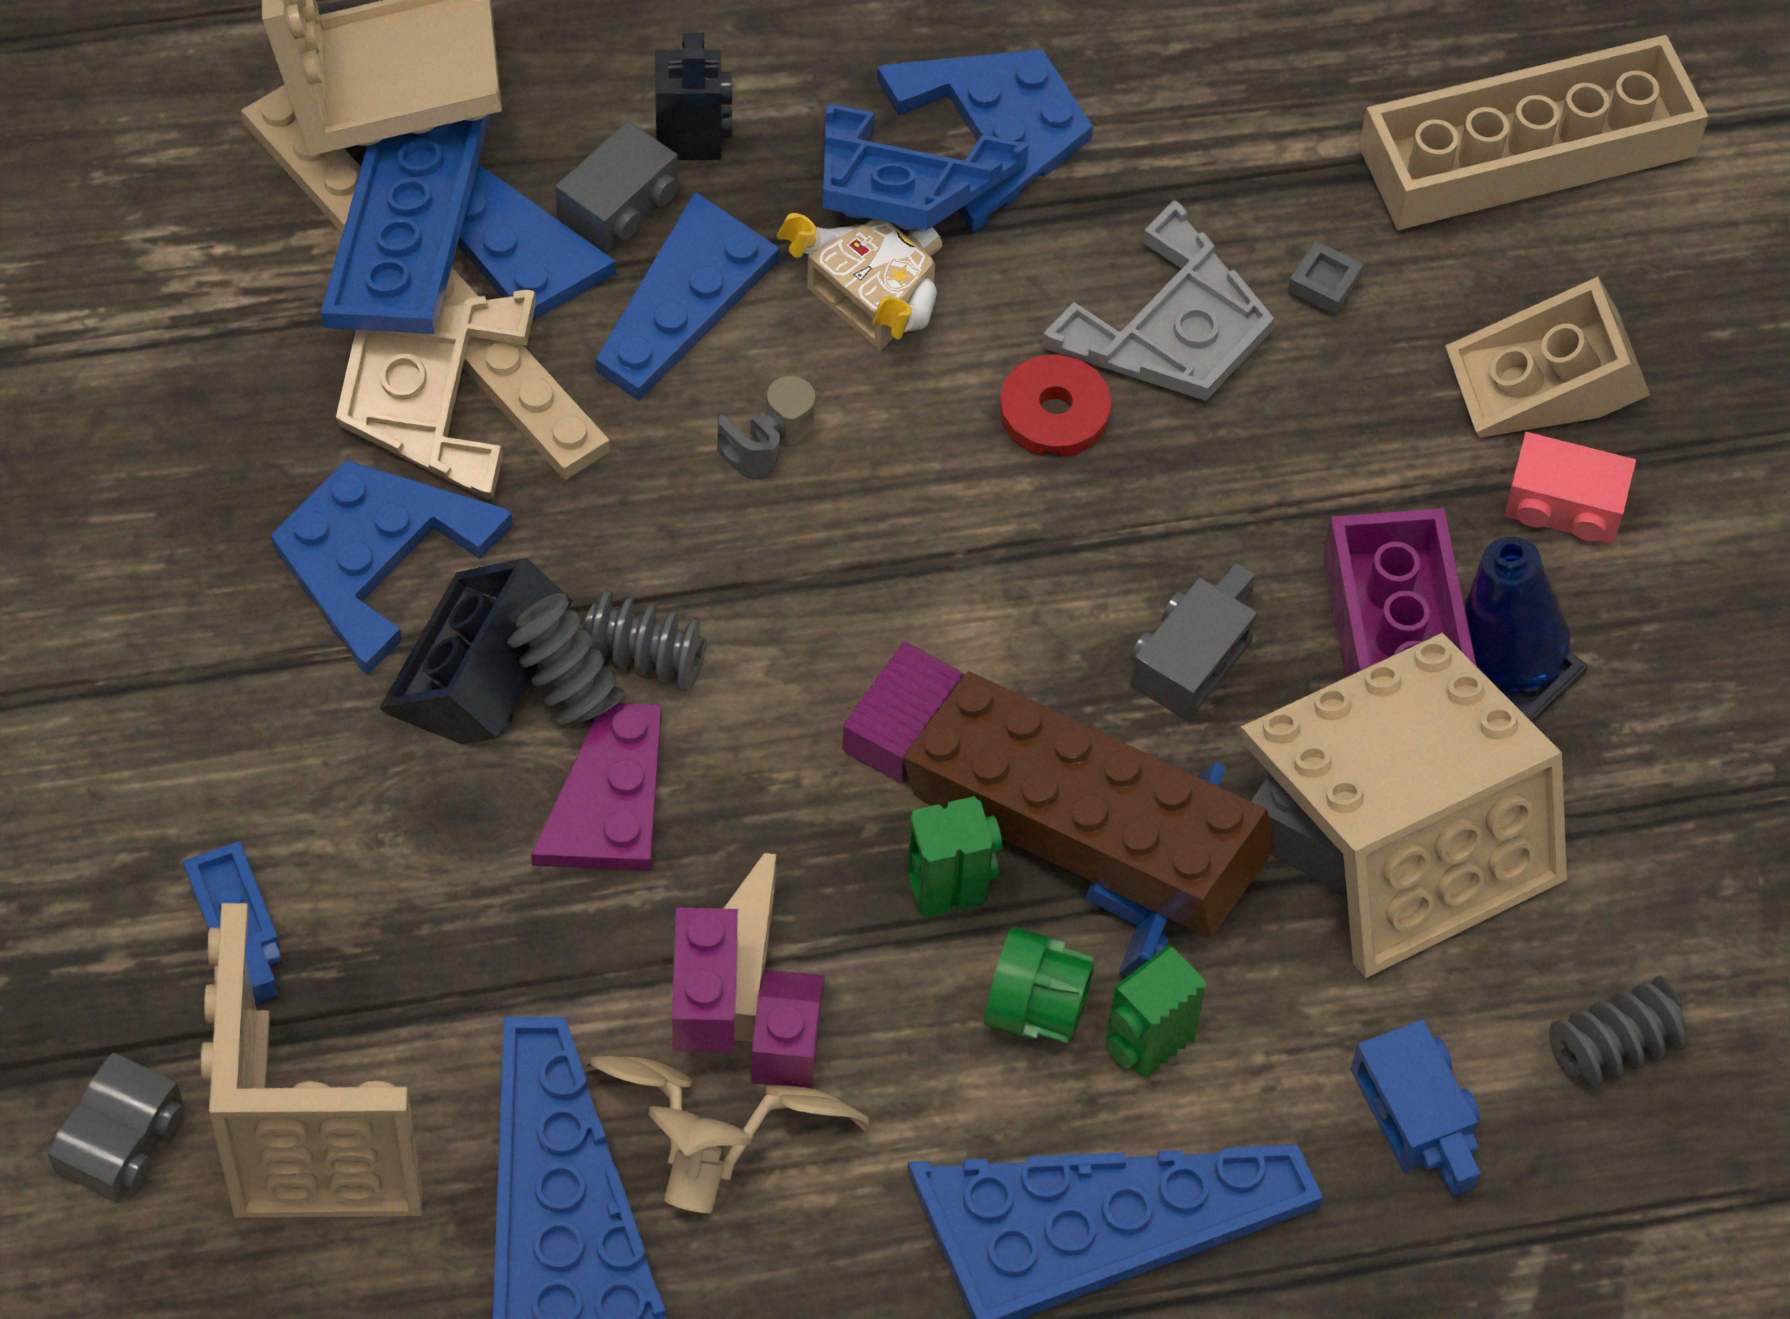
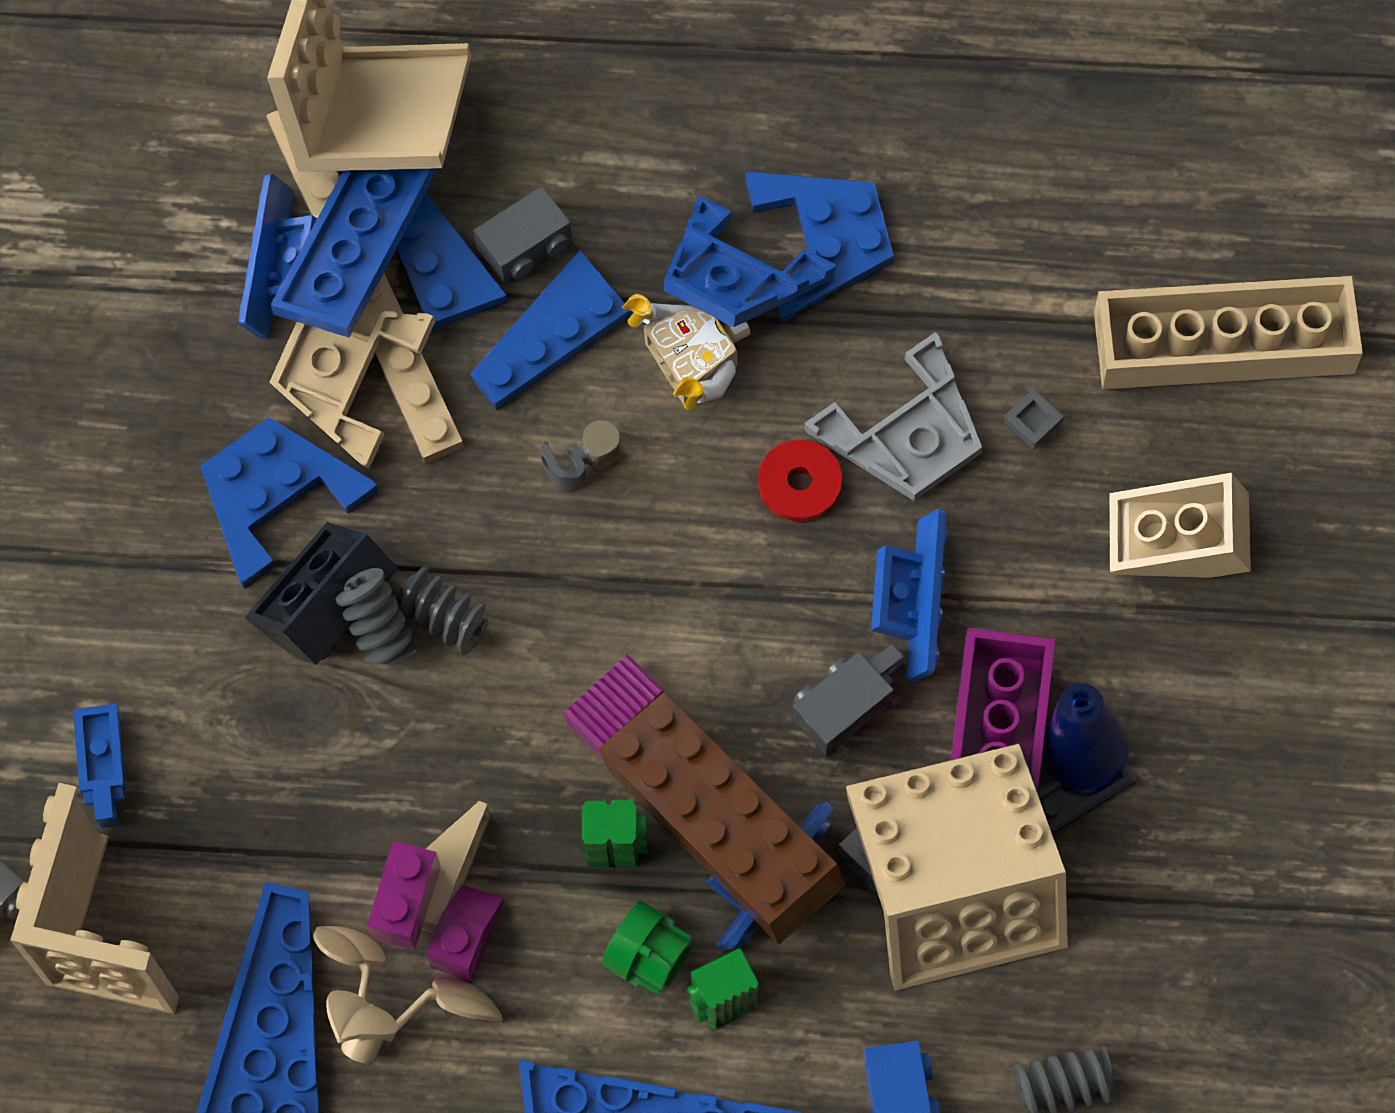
camera: 20 degrees right, 10 degrees up
(300, 268) = (272, 253): none -> blue bracket
(608, 797) = (389, 723): magenta wing -> none
(690, 100) = (591, 181): black hinge -> none
(1241, 506) = (909, 594): none -> blue bracket
(1569, 488) = (1164, 635): coral brick -> none

